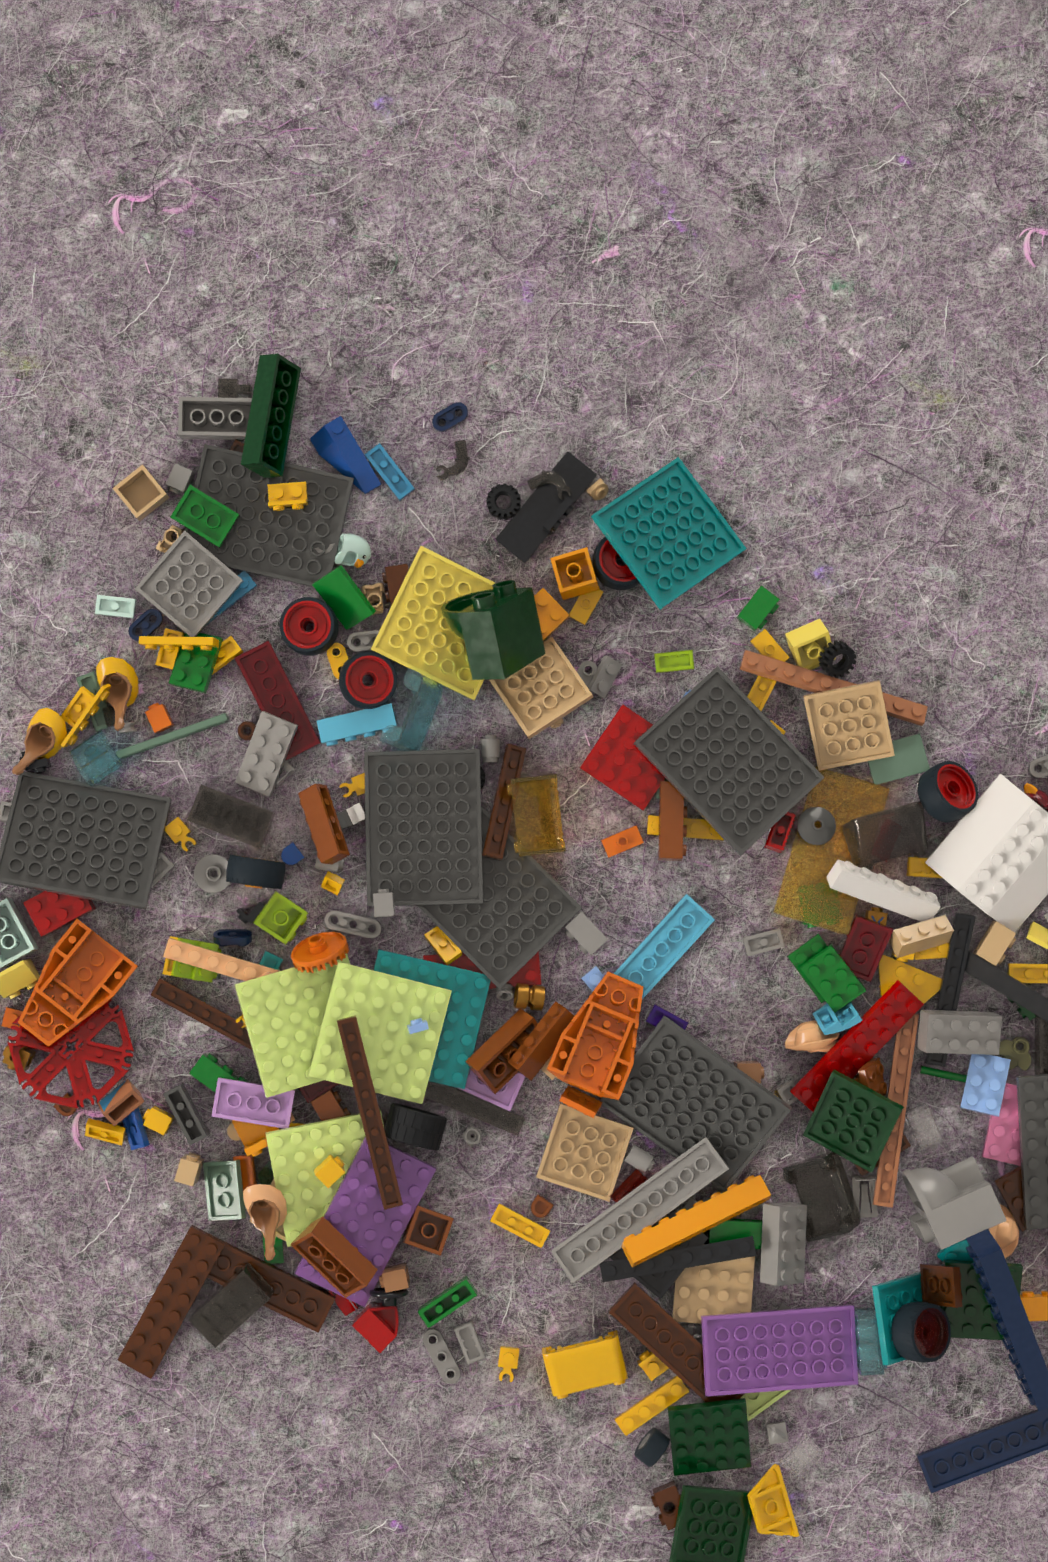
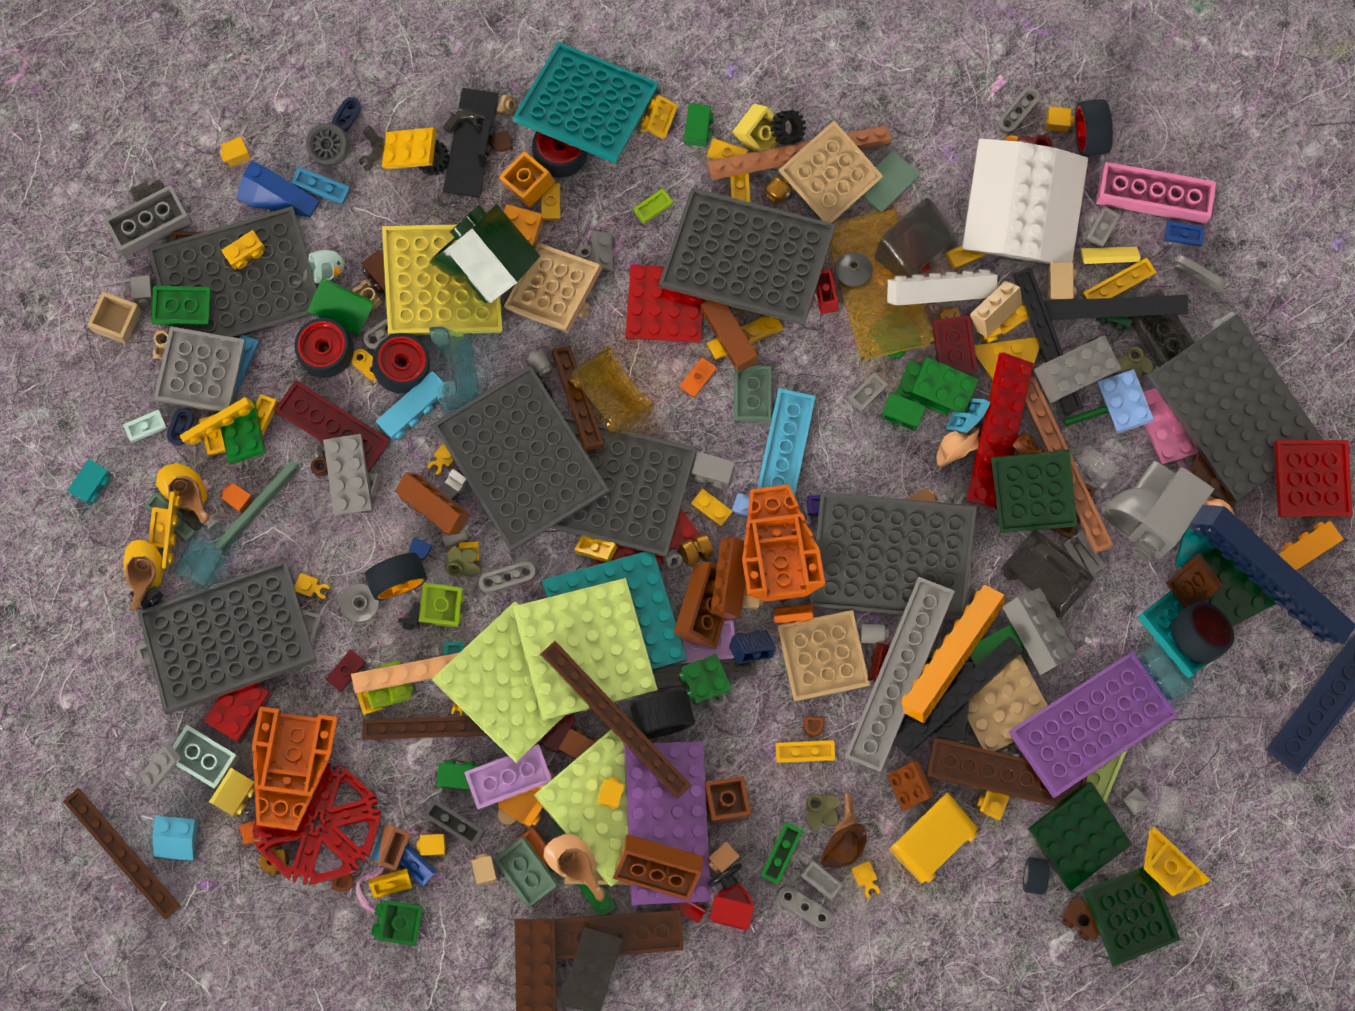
camera: 30 degrees left, 10 degrees down
(40, 631) = (90, 482): none -> teal brick
(92, 1168) = (397, 922): none -> green plate
(169, 925) = (342, 672): none -> dark red plate
(231, 816) = (347, 544): clear smoke brick -> none
(232, 937) = (403, 650): dark blue plate -> none
(271, 415) = (192, 191): dark green brick -> none
(318, 950) = (490, 610): orange wheel -> none
(321, 889) = (463, 560): none -> olive plate
(330, 396) = (234, 152): none -> yellow brick
(384, 903) = (524, 537): light grey brick -> none
(417, 1025) = (613, 620): light blue plate -> none
(431, 430) = (337, 131): none -> dark grey wheel
(470, 1115) = (705, 679): none -> green plate
(487, 483) = (409, 148): none -> yellow plate
(506, 1285) = (824, 812): none -> olive plate
(511, 1322) = (847, 840): none -> reddish brown hat
(527, 1110) = (752, 646): none -> dark blue brick
(565, 965) = (711, 507): none -> yellow plate
(574, 522) = (501, 141): none -> reddish brown tile
(591, 1309) = (910, 785): none -> dark orange plate
(651, 1405) = (1013, 842): yellow plate -> none
(661, 885) = (753, 394): none -> sand green tile
(727, 580) = (658, 116): none -> yellow bracket
(783, 977) = (903, 411): none -> green brick
(793, 711) = (778, 190): none -> pearl gold head
(947, 791) = (945, 179): wheel -> none

